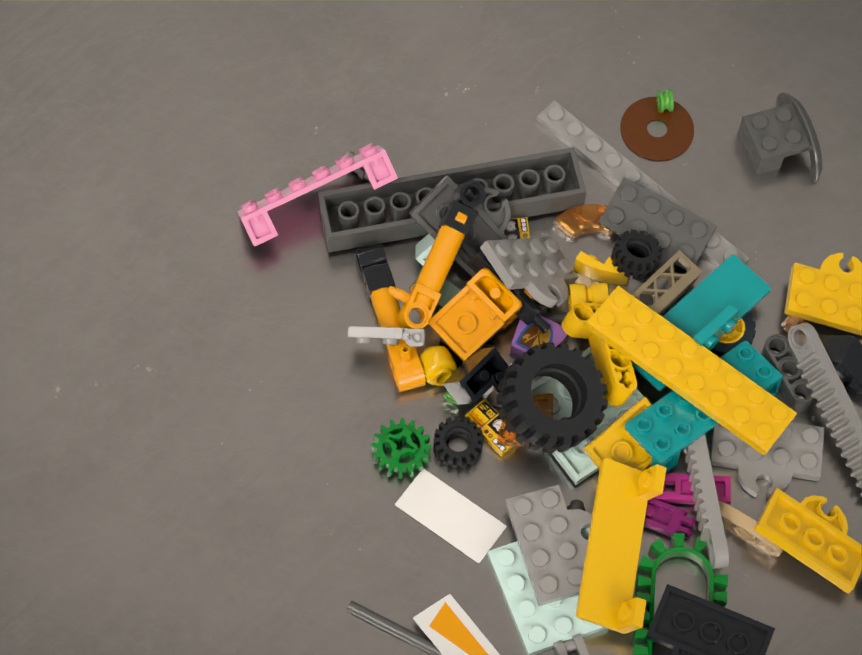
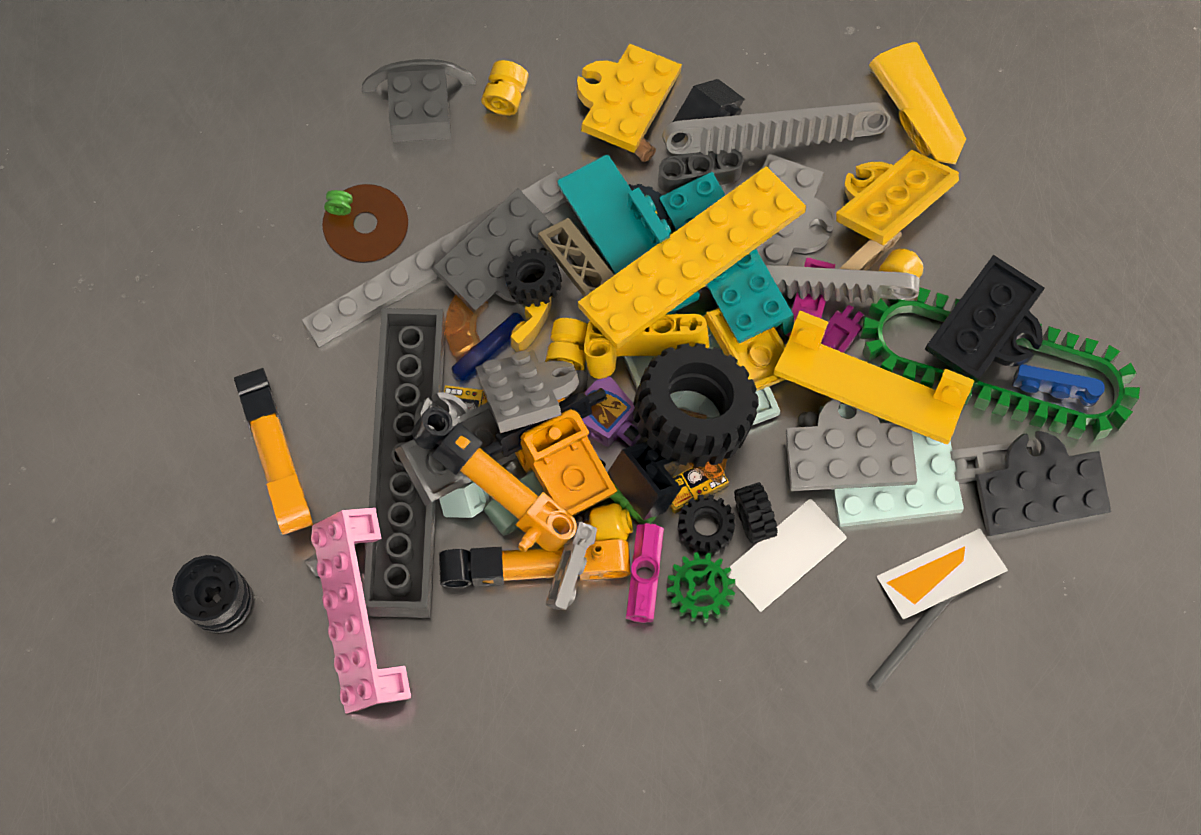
camera: 75 degrees left, 5 degrees up
(305, 90) = (198, 584): none -> black wheel
(385, 403) = (644, 591): none -> dark pink piece
(461, 91) = (266, 427): none -> light orange piece
(475, 475) = (755, 513): none -> black tyre
(569, 240) = (486, 347): none -> clear blue axle
(744, 560) = (903, 261): none -> yellow head
(812, 199) = (505, 87): none -> yellow wheel

